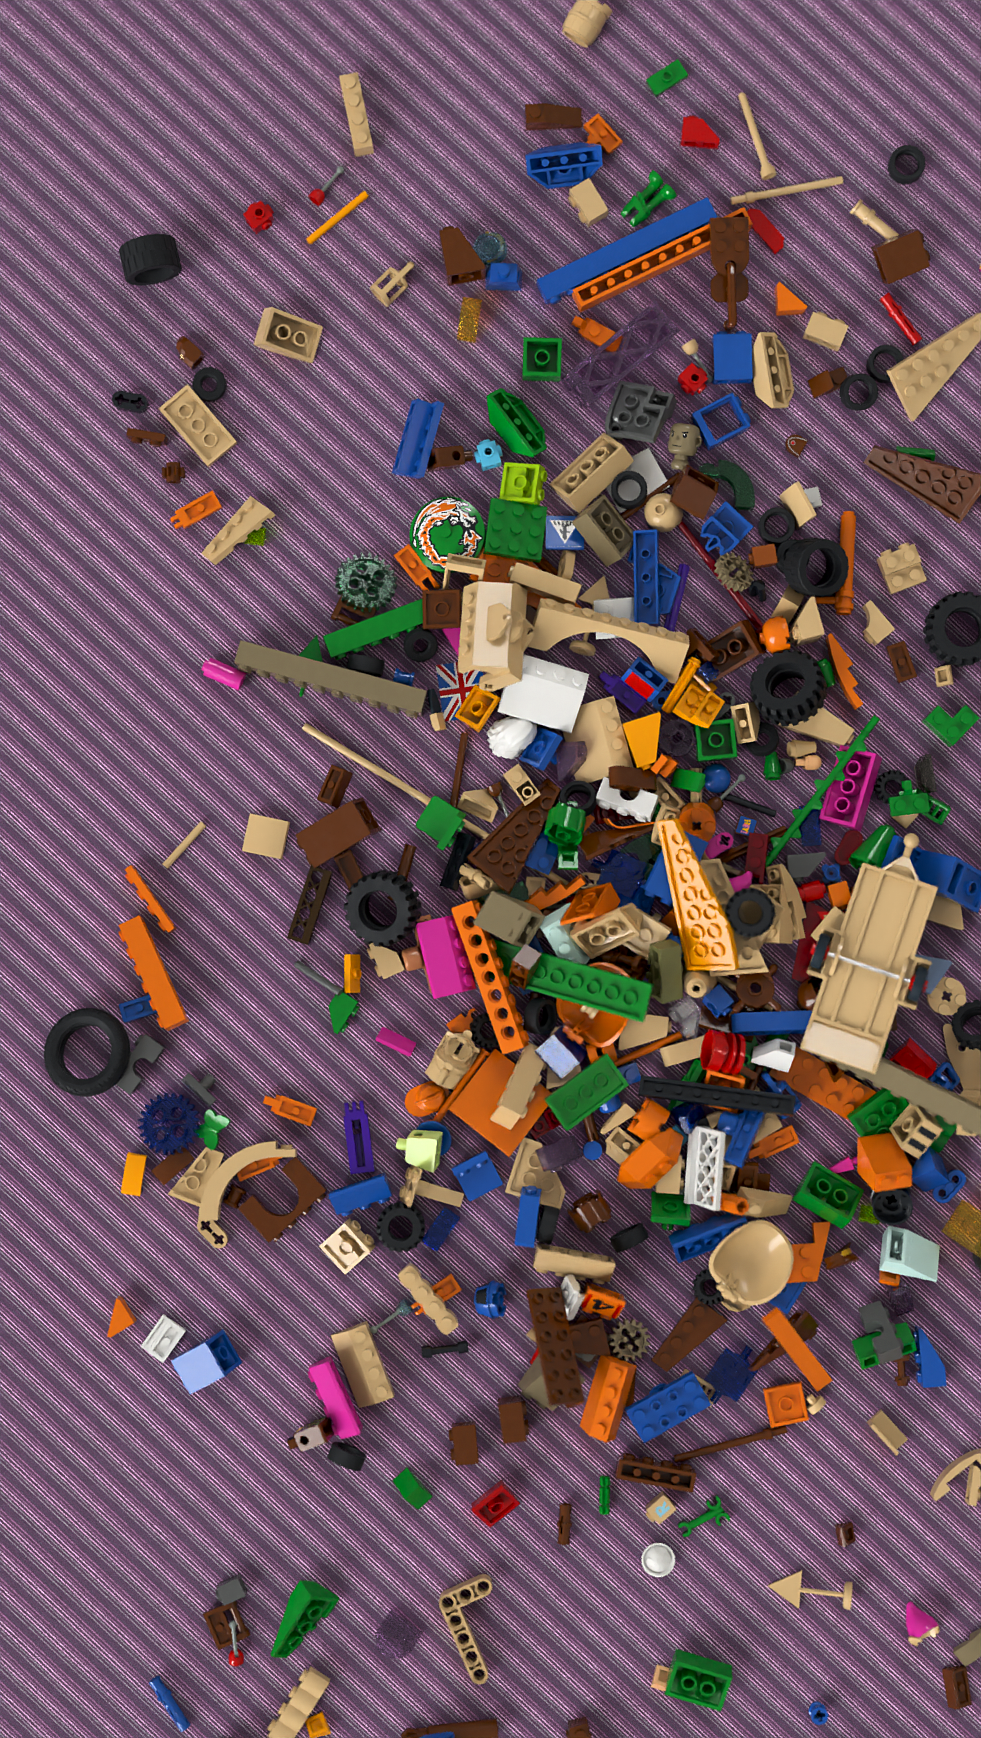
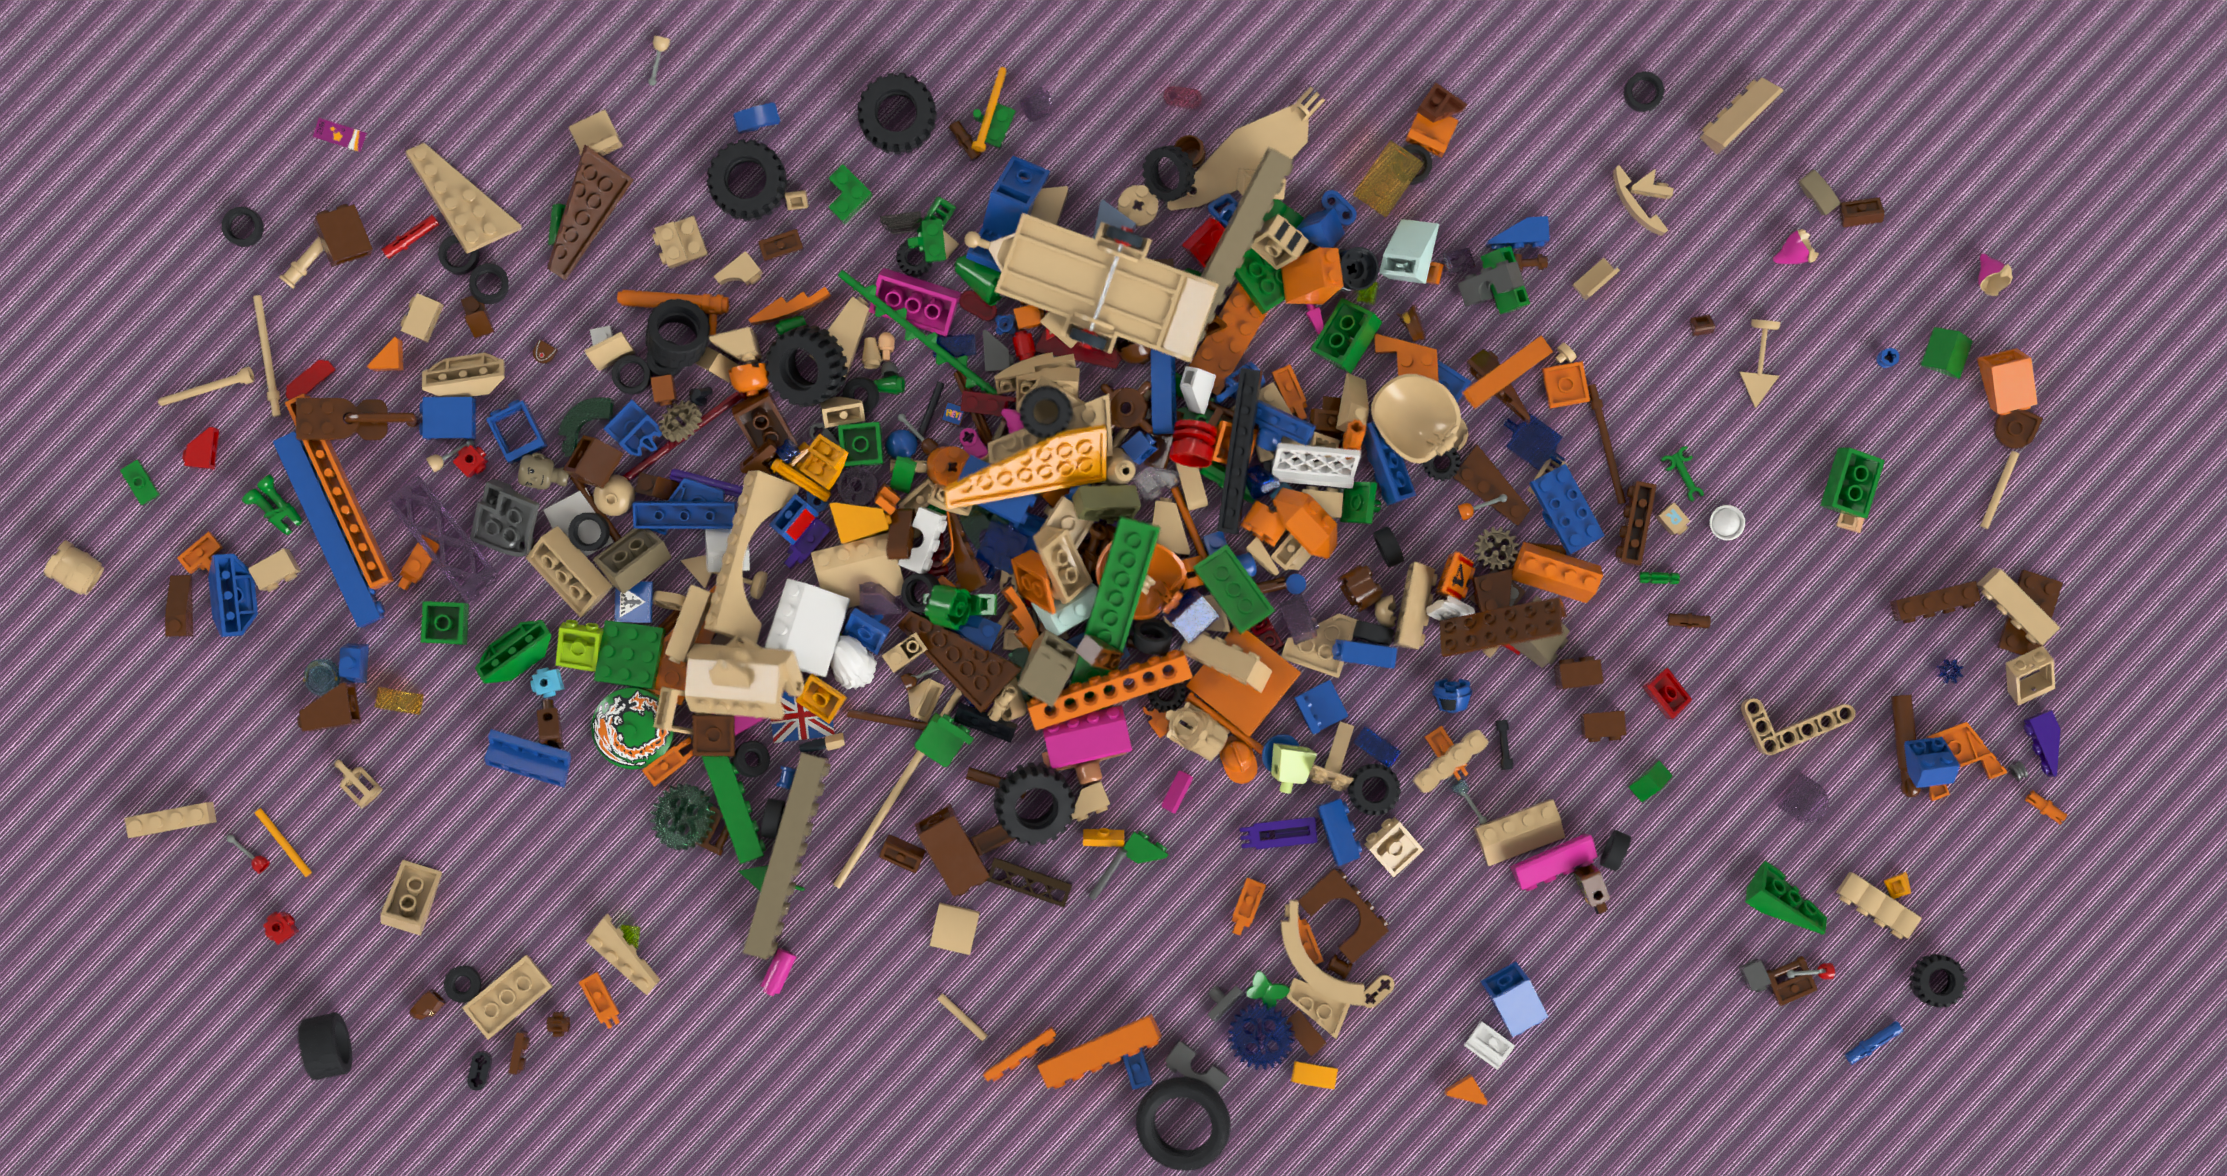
camera: 90 degrees left, 0 degrees up
(568, 1233) = (1384, 612): none -> tan hair
(665, 1311) = (1467, 510): none -> hinge
(672, 550) = (655, 486): none -> reddish brown slope

